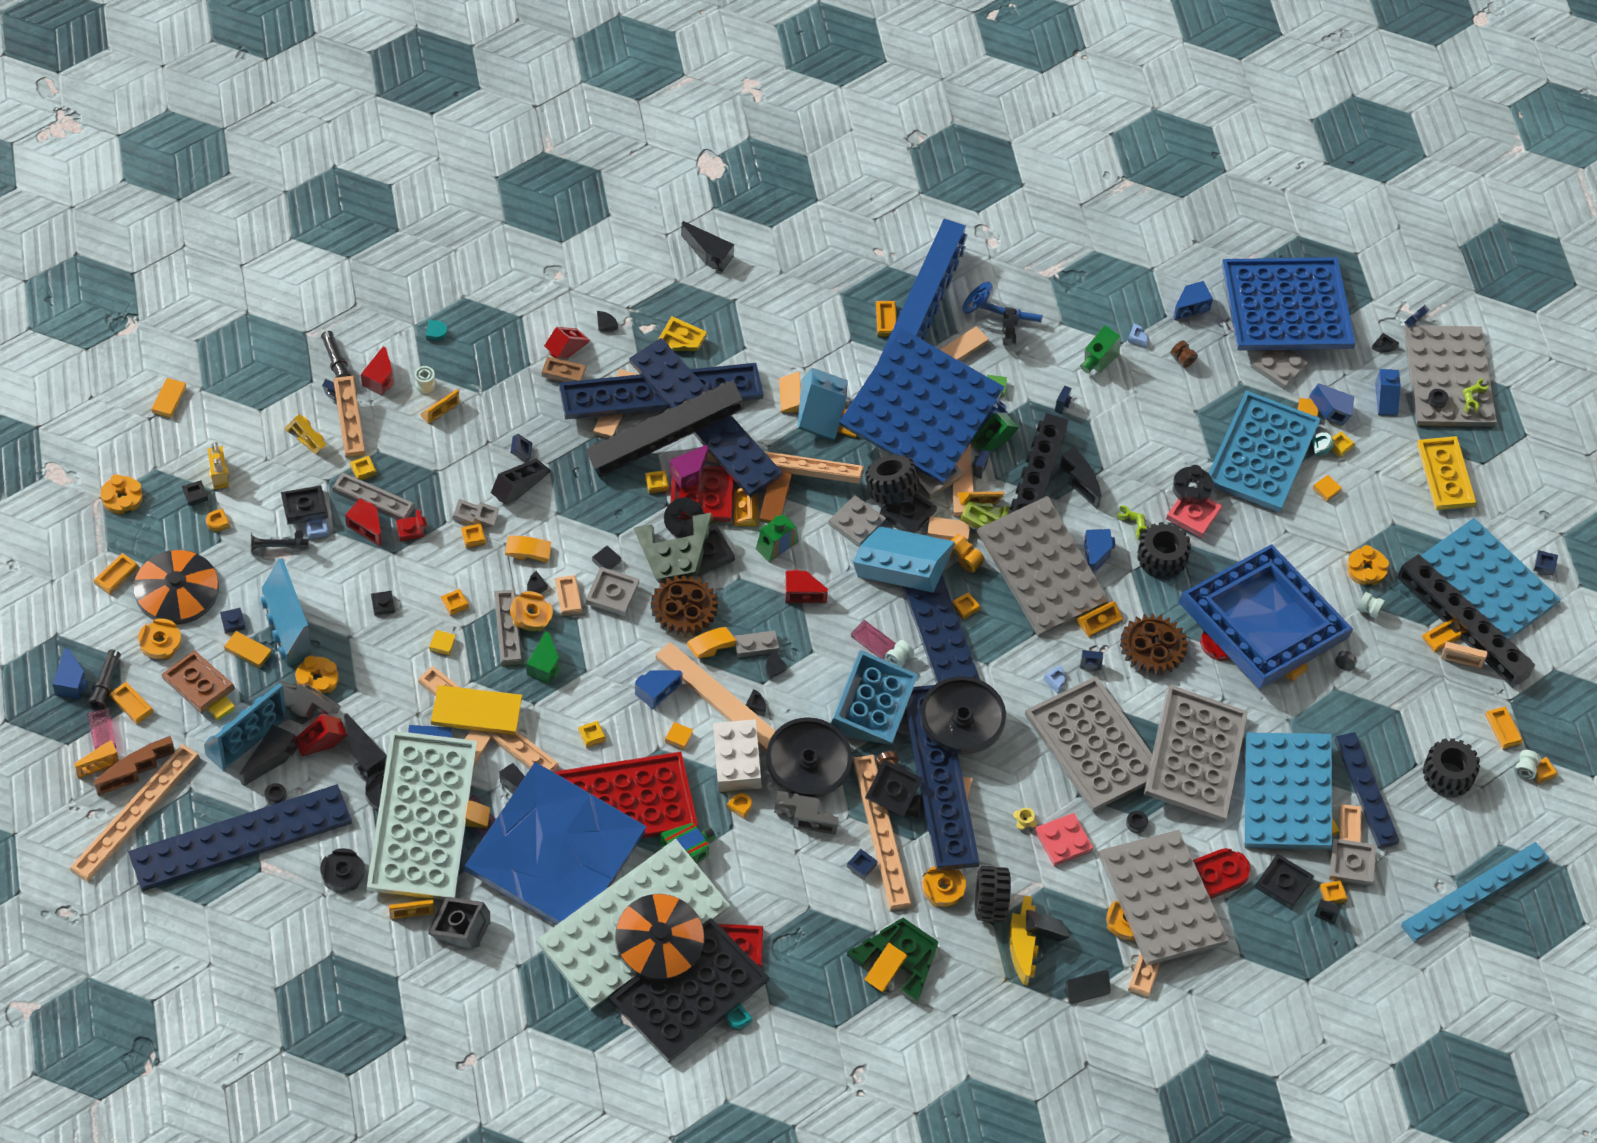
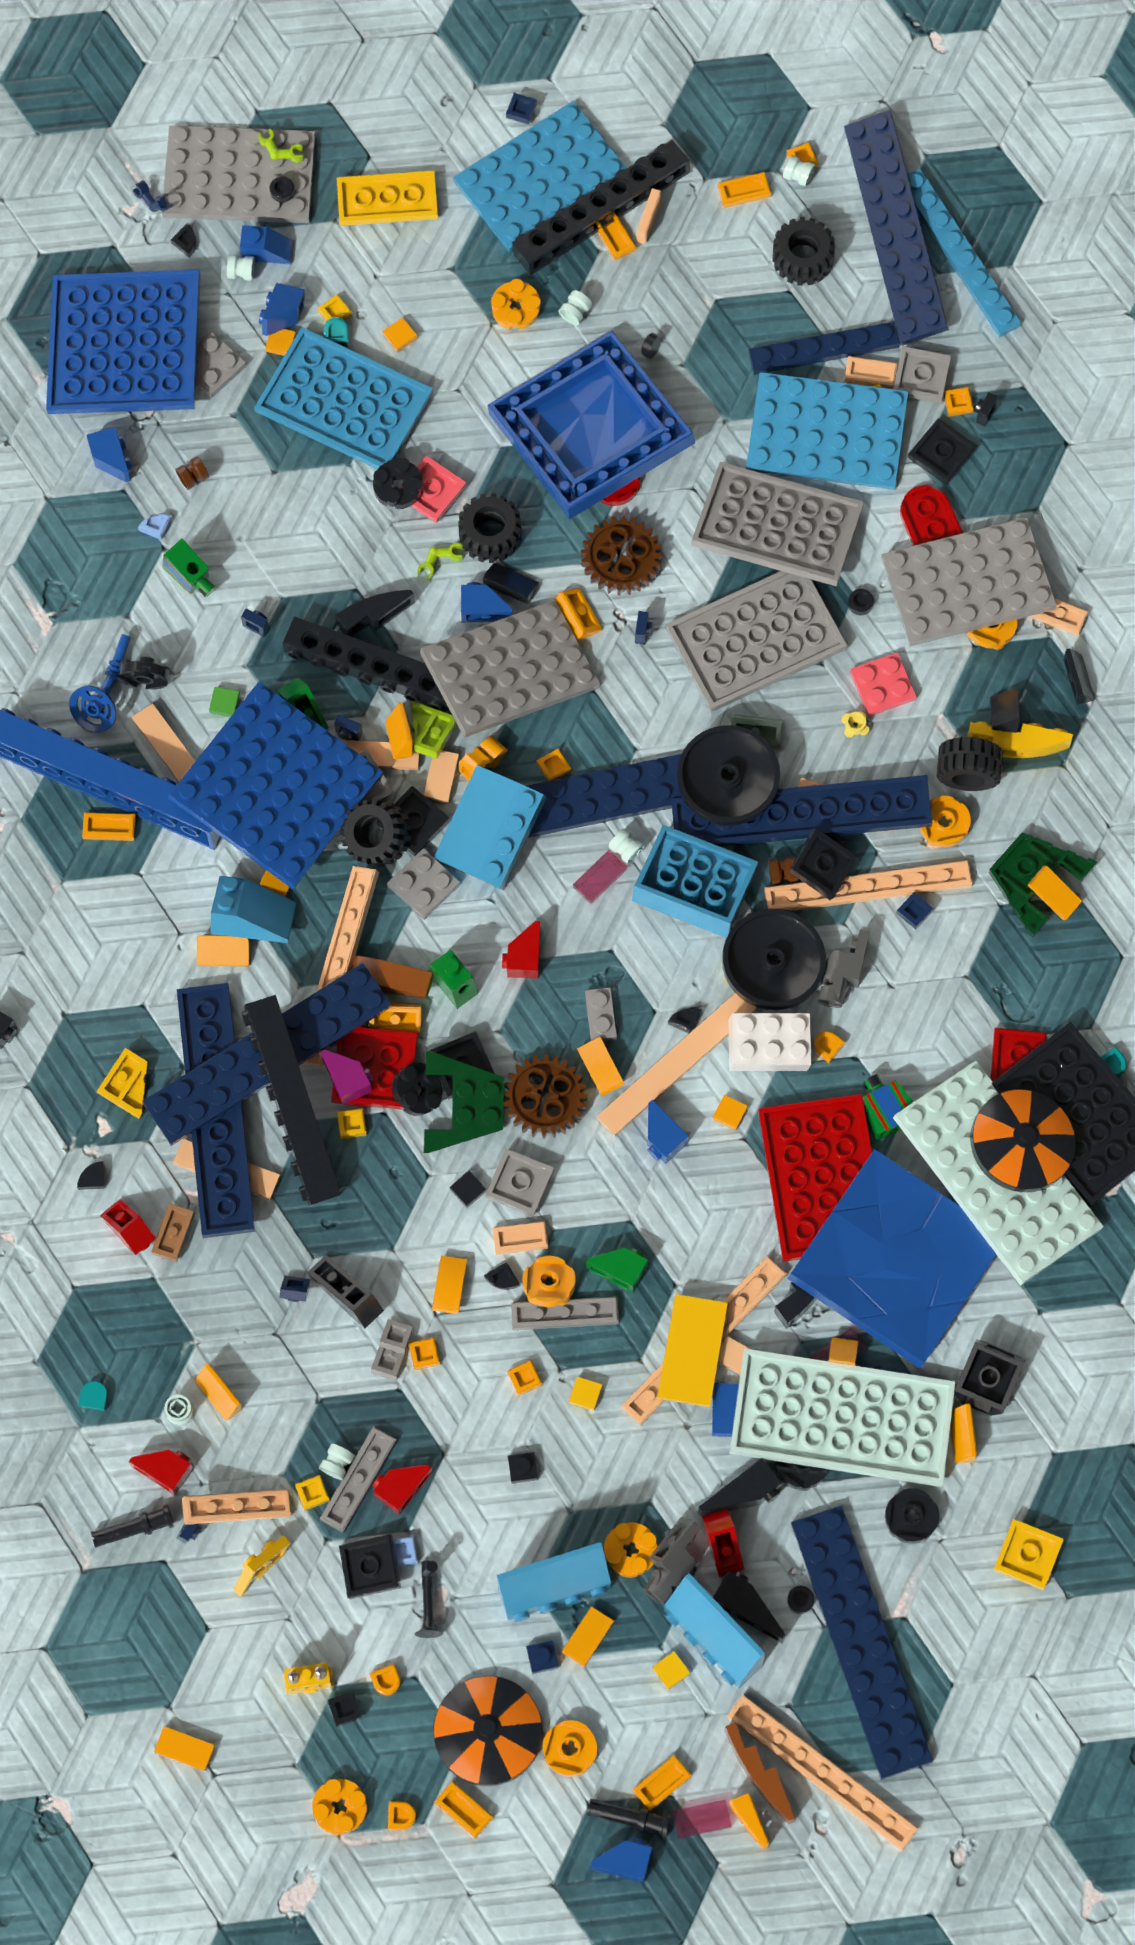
camera: 80 degrees left, 15 degrees up
(113, 533) = (400, 1816): none -> light orange tile
(198, 681) = (636, 1697): tile -> none
(309, 955) = (1028, 1554): none -> yellow plate
(385, 479) = (336, 1461): none -> light aqua wheel
(411, 527) = (409, 1430): red bracket -> none
(591, 734) = (724, 1216): yellow tile -> none
(774, 665) = (633, 995): black tile -> none
(1013, 747) = (767, 728): none -> sand green slope
(1055, 679) = (661, 672): light blue tile -> none
(1121, 570) = (510, 583): none -> black slope
(1366, 377) = (240, 267): none -> light aqua wheel
(1488, 839) = (896, 228): none -> dark blue plate

